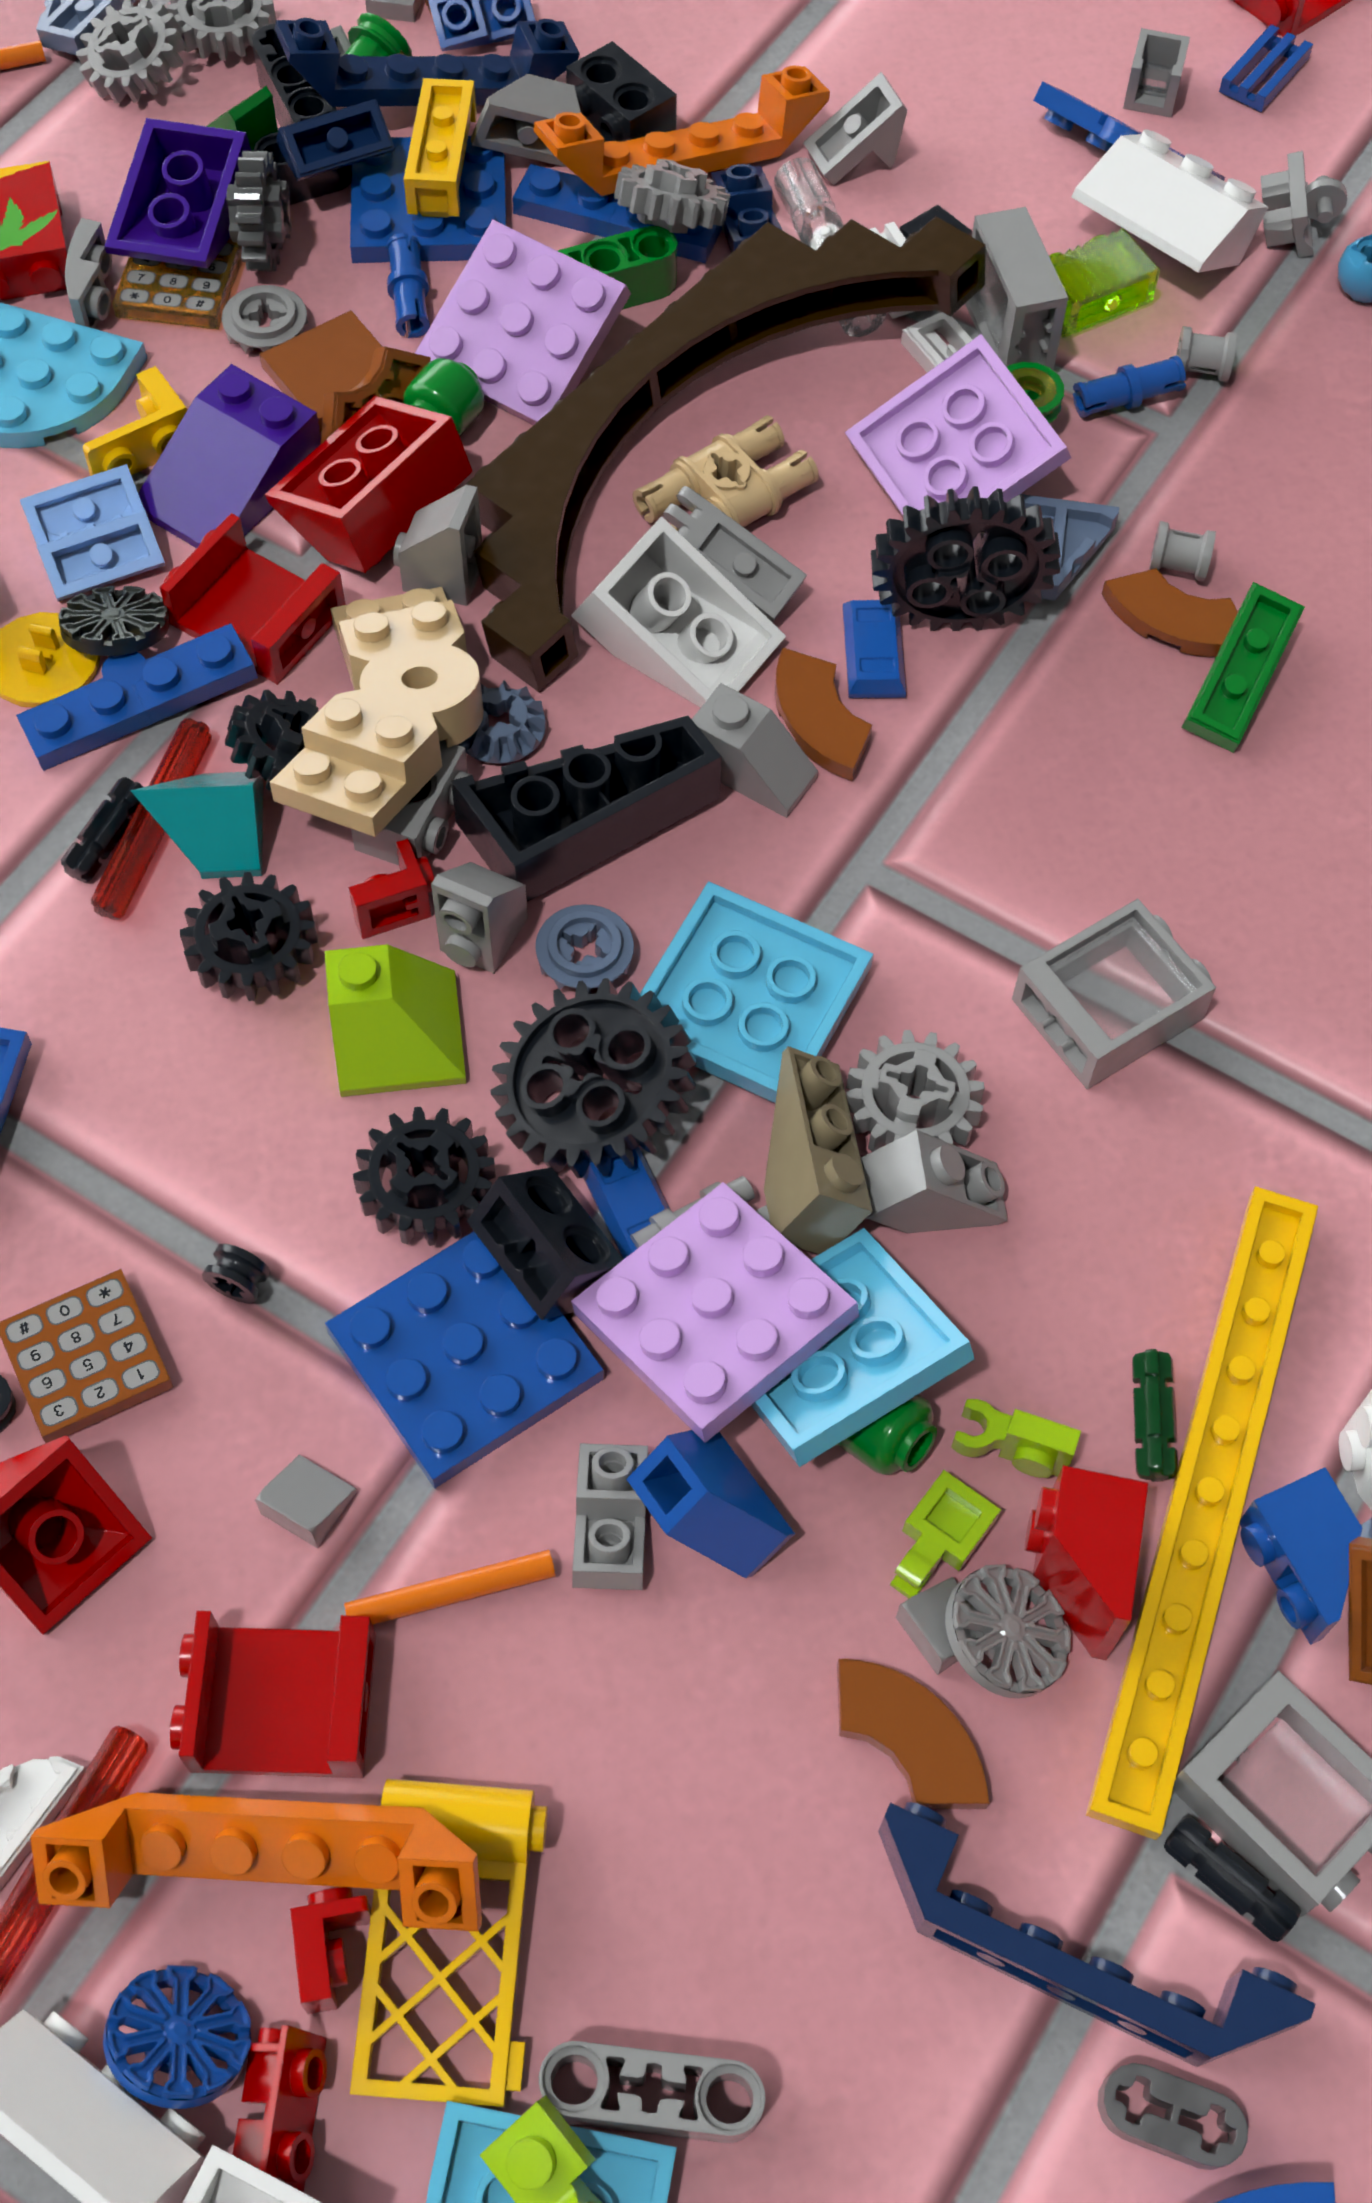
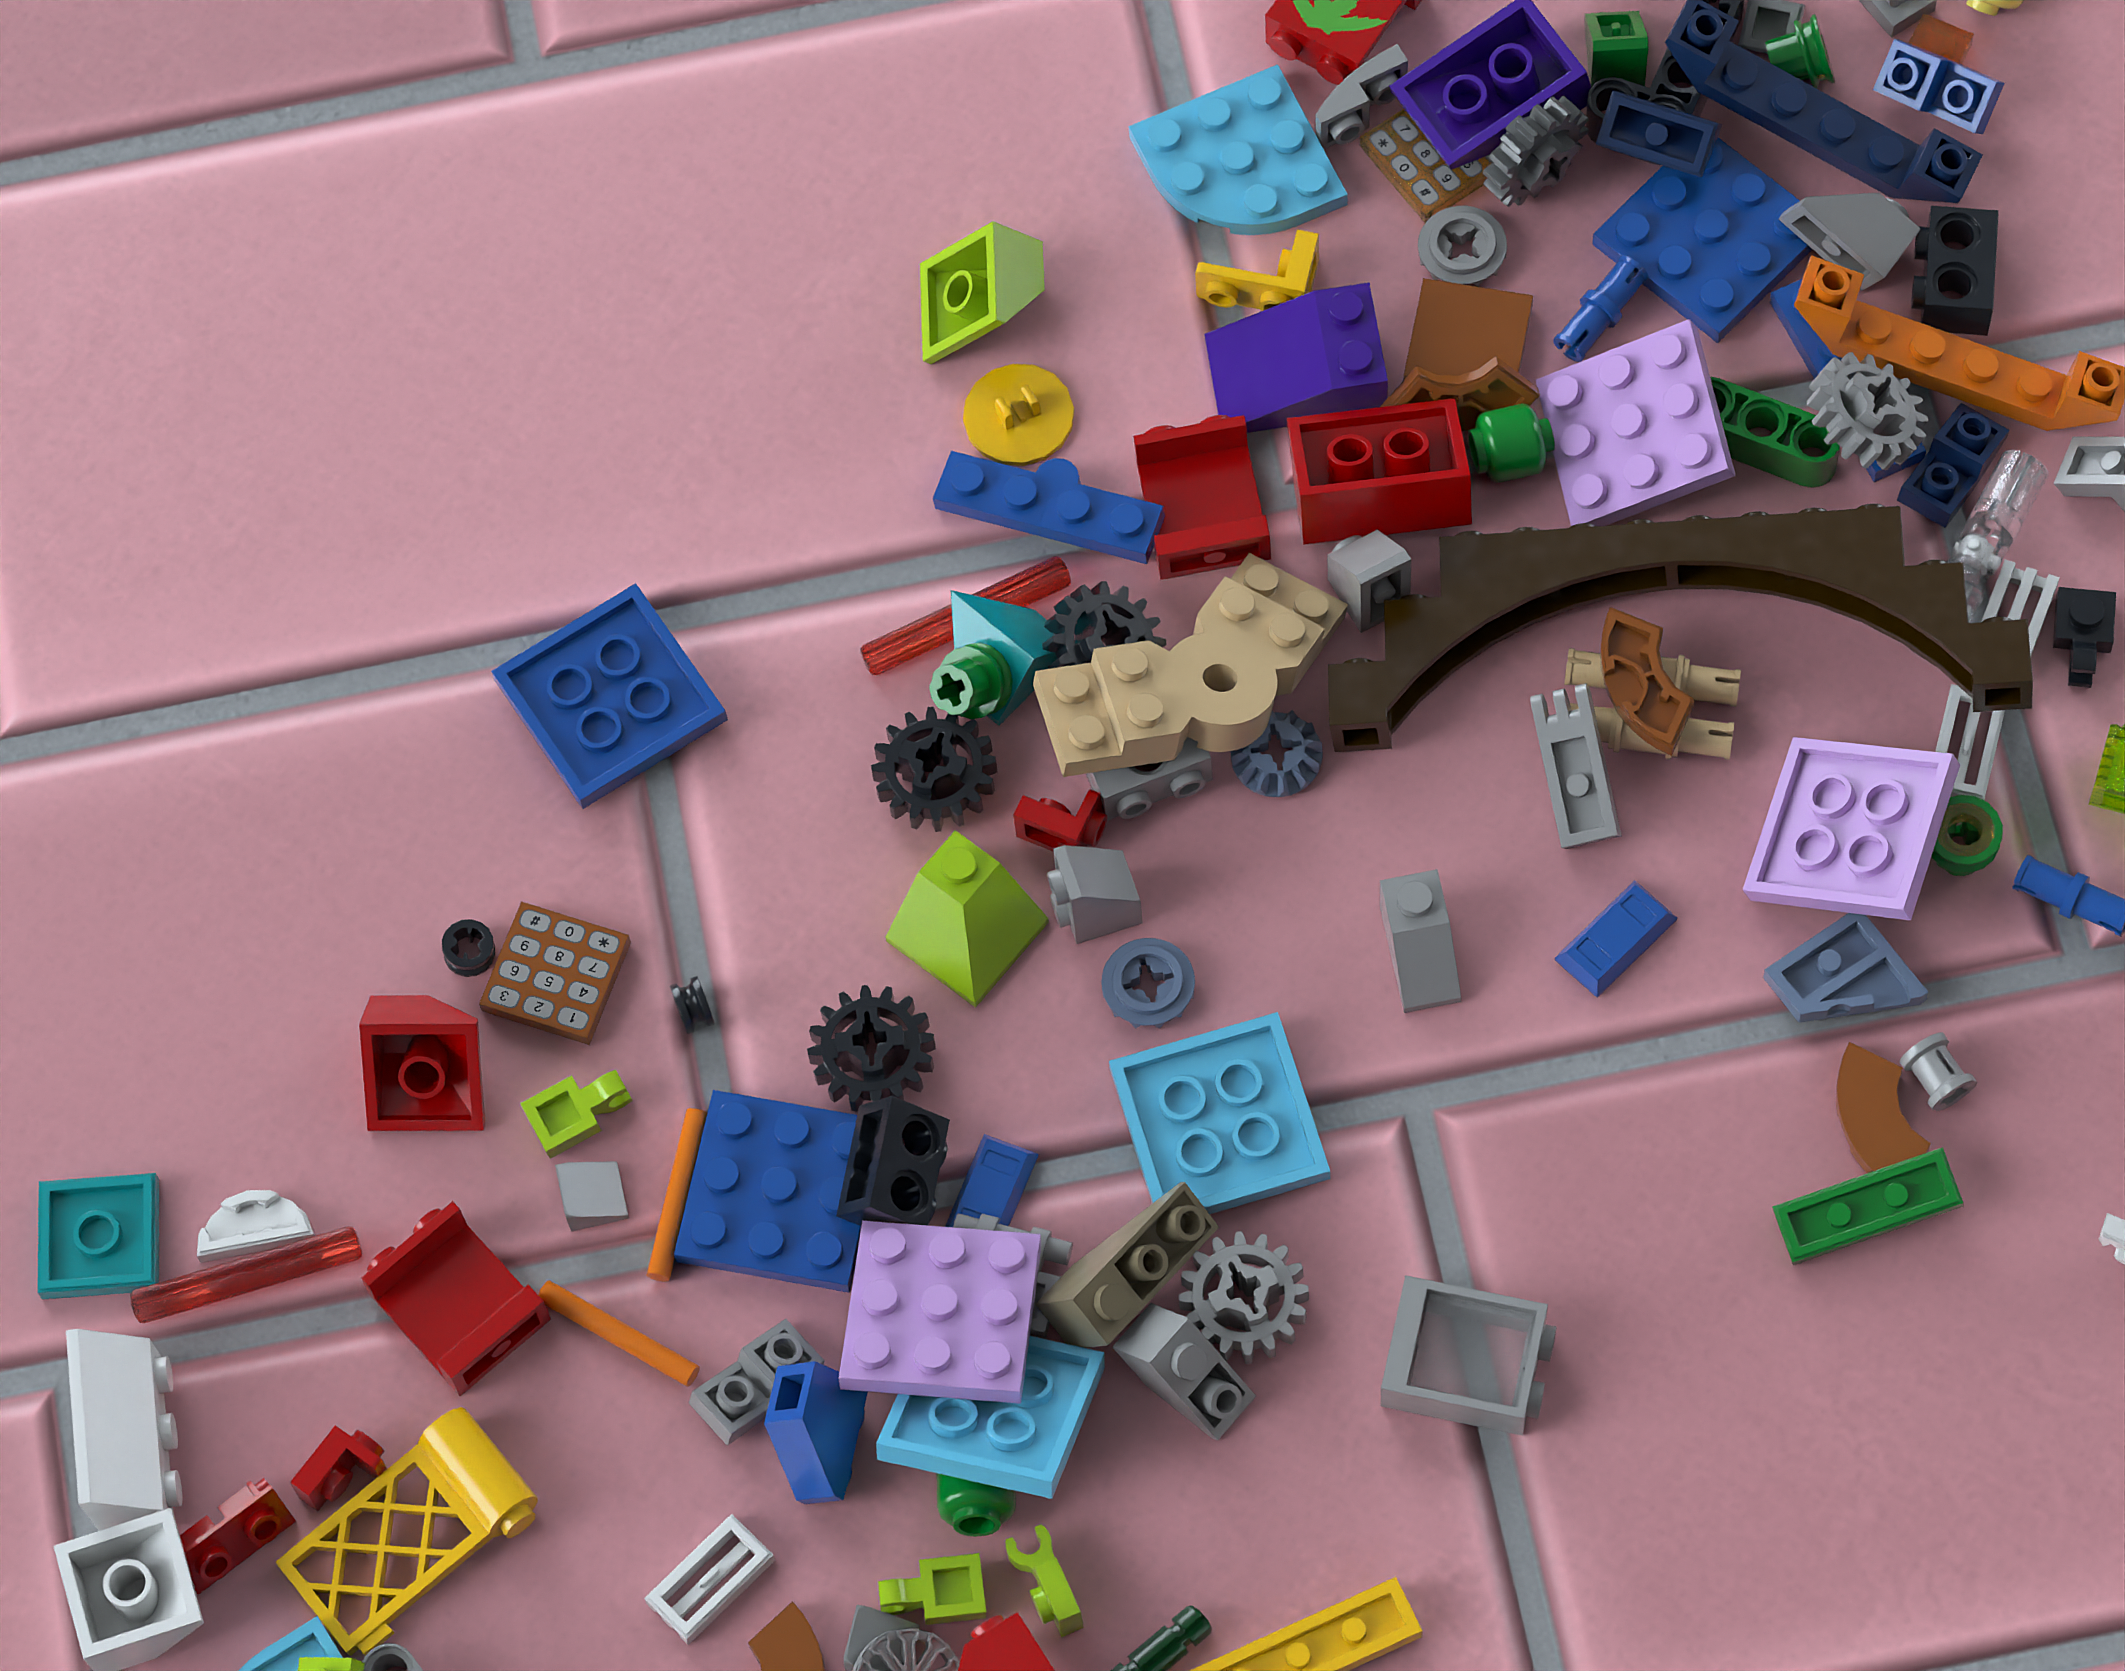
camera: 55 degrees right, 5 degrees up
(92, 532) = (1148, 339): light blue slope -> none
(102, 831) = (922, 596): black axle -> none
(114, 621) = (1088, 430): pearl dark grey wheel -> none
(177, 2037) = (215, 1436): blue wheel -> none
(219, 1452) = (566, 1114): none -> lime plate
(230, 831) = (972, 681): none -> green piece
(381, 1434) = (676, 1195): none -> orange bar
(405, 1849) = (274, 1291): orange slope -> none
(439, 147) = (1739, 203): yellow container -> none
(569, 1125) = (994, 1102): black gear -> none
(587, 805) = (1251, 878): black wedge -> none
(678, 618) = (1485, 790): white slope -> none
(715, 464) = (1638, 682): none -> dark orange tile
(749, 1774) = (726, 1595): none -> white tile
(816, 715) = (1509, 949): dark orange tile -> none
(985, 543) = (1741, 960): black gear -> none
(1022, 295) = (2050, 736): light grey window -> none

